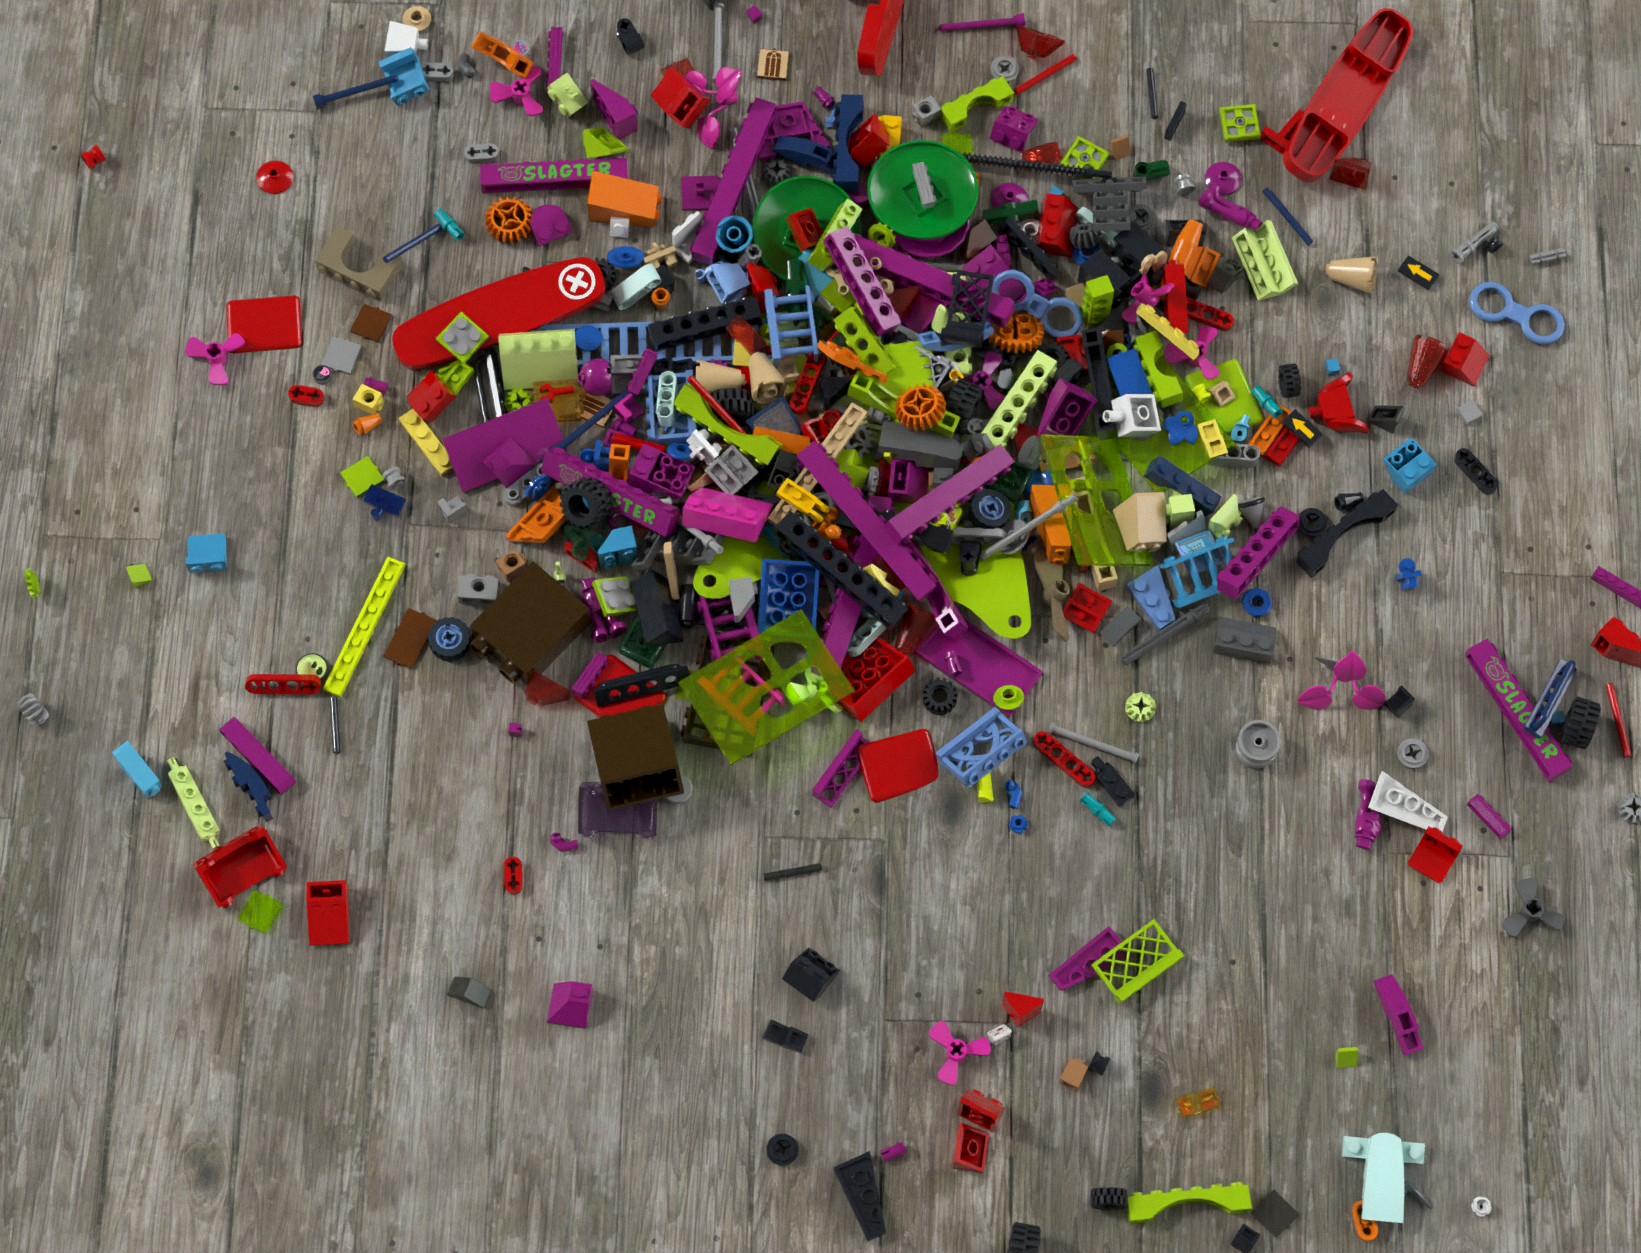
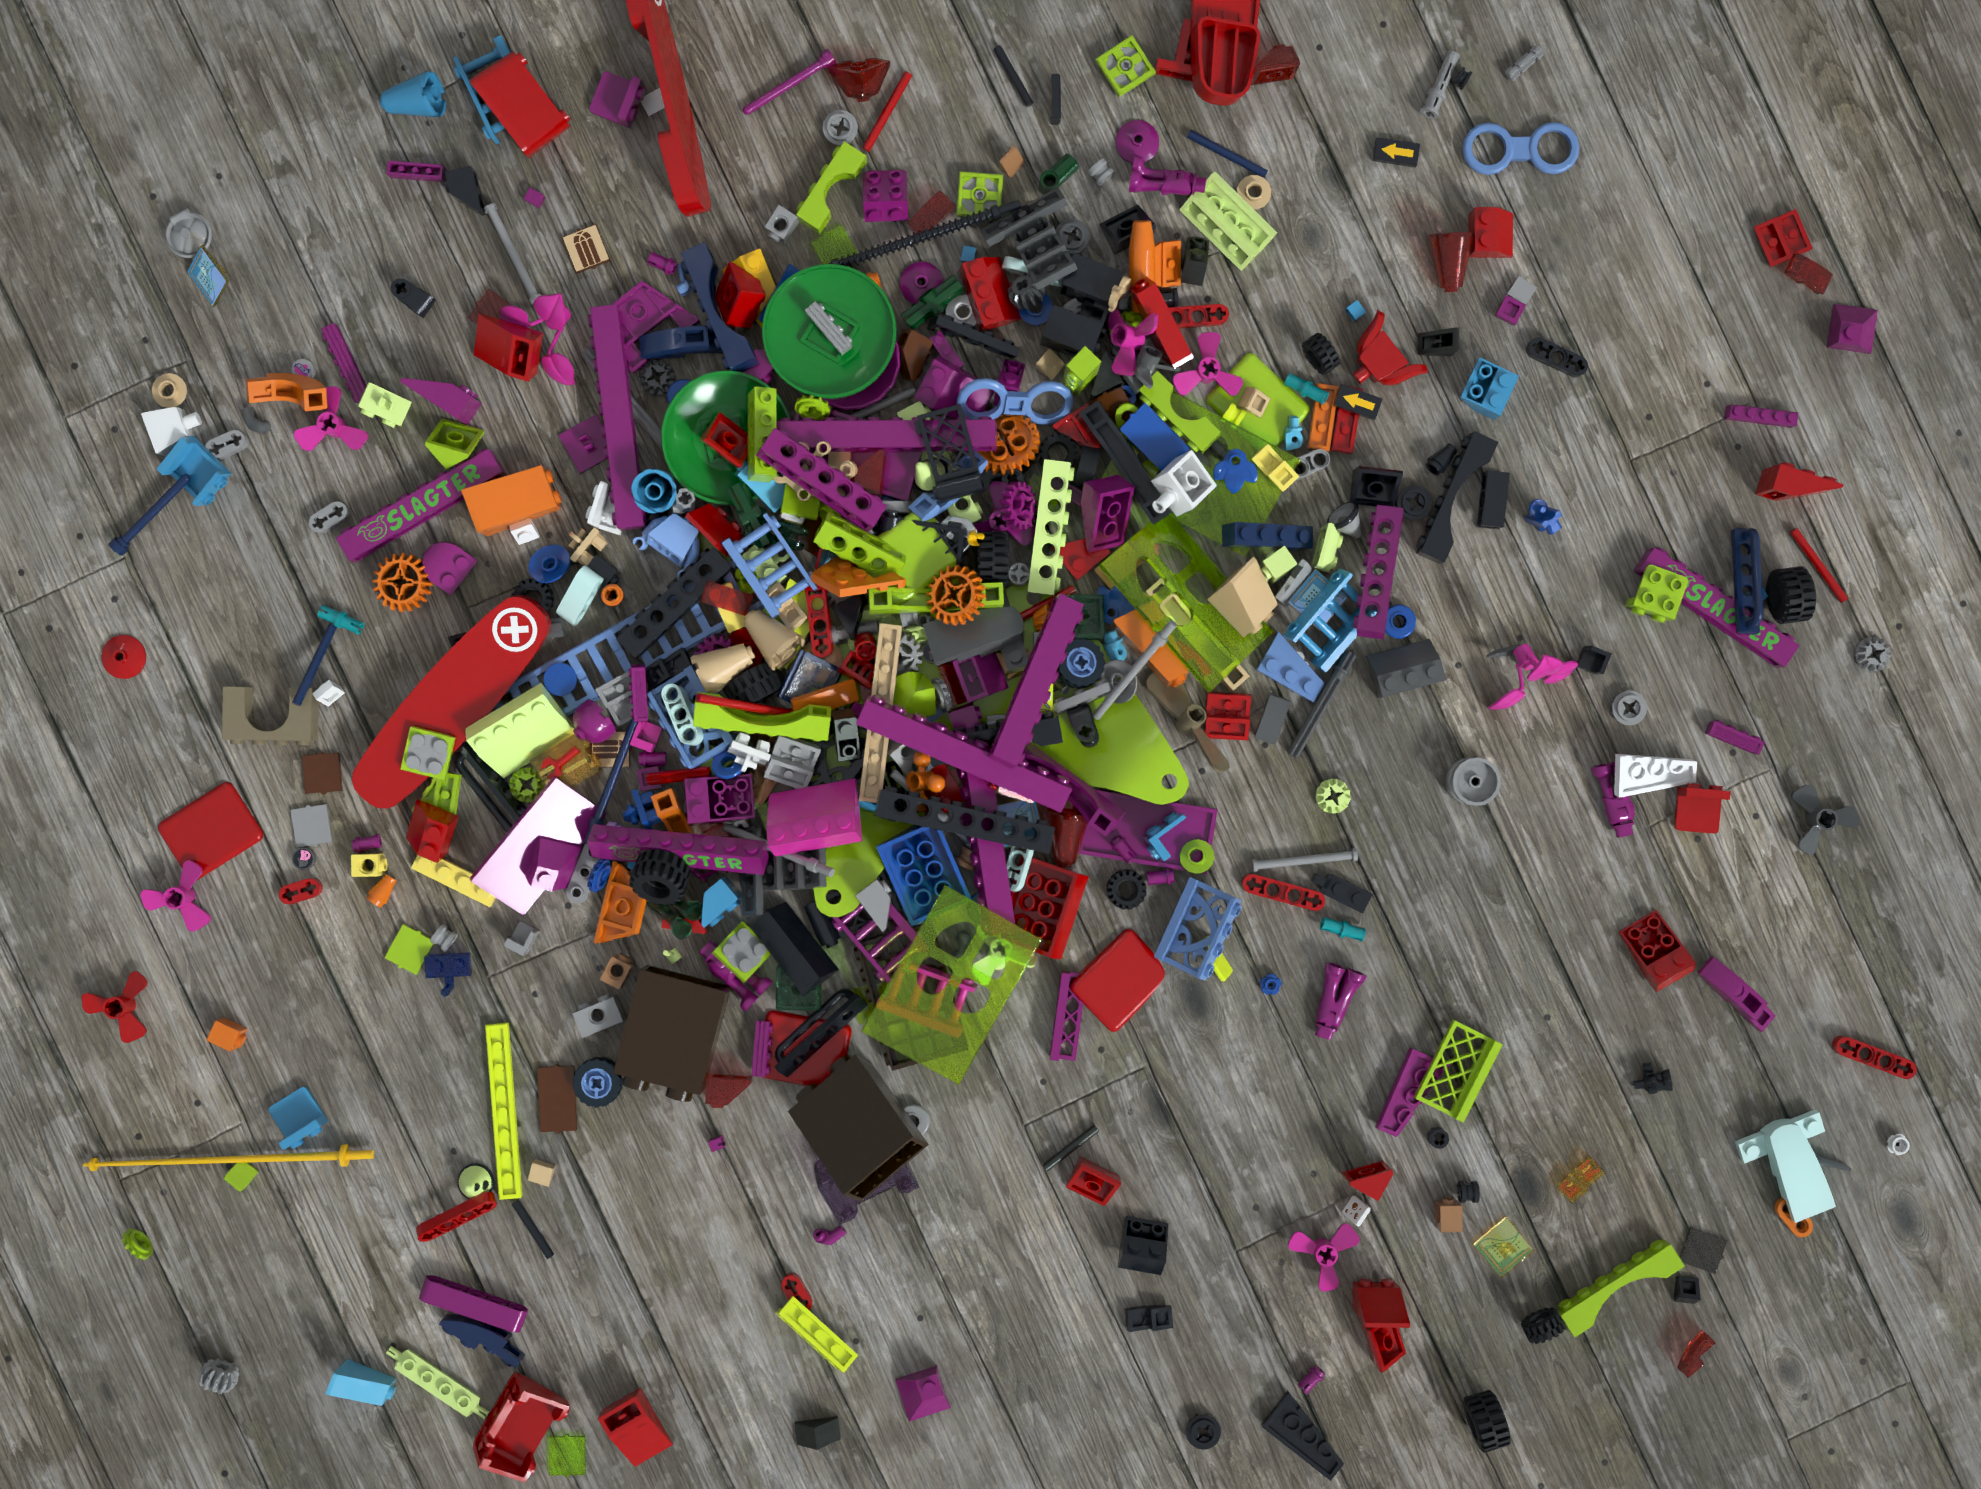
camera: 25 degrees left, 20 degrees up
(122, 427) = (129, 1025): none -> red piece
(190, 468) = (227, 1034): none -> orange brick
(225, 597) = (344, 1156): none -> yellow piece
(366, 685) = (541, 1172): none -> tan slope
(410, 268) = (328, 693): none -> white plate
(511, 911) = (817, 1334): none -> neon yellow fence
(671, 571) = (787, 904): tan tile -> none
(796, 904) = (1093, 1181): none -> red slope
(801, 499) = (883, 765): yellow hinge -> none
(880, 577) = (1007, 805): light yellow slope -> none
(971, 700) = (1160, 877): none -> magenta pin
(975, 444) = (1028, 599): dark grey slope -> none
(987, 658) = (1156, 848): none -> dark azure bracket
(1001, 373) = (1018, 506): none -> magenta gear
(1015, 793) = (1251, 952): blue arm -> none
(1031, 453) = (1091, 577): dark grey rock -> none
(1057, 866) = (1332, 1010): none -> magenta piece
(1090, 1007) = (1445, 1138): none -> black bush
(1107, 1127) = (1503, 1247): none -> clear yellow piece
(1174, 335) = (1174, 370): light yellow plate -> none
(1286, 492) = (1375, 486): none -> black slope
(1297, 1052) = (1654, 1082): none -> black piece
(1301, 245) = (1255, 181): none -> tan piece
(1346, 1057) = (1703, 1060): lime slope -> none
(1348, 951) = (1657, 951): none -> red slope
(1354, 272) = (1331, 189): tan cone -> none
(1375, 548) = (1493, 499): none -> black piece
(1454, 420) = (1510, 310): none -> magenta plate
(1473, 675) = (1658, 594): none -> lime bracket
(1490, 1127) = (1874, 1057): none -> red beam

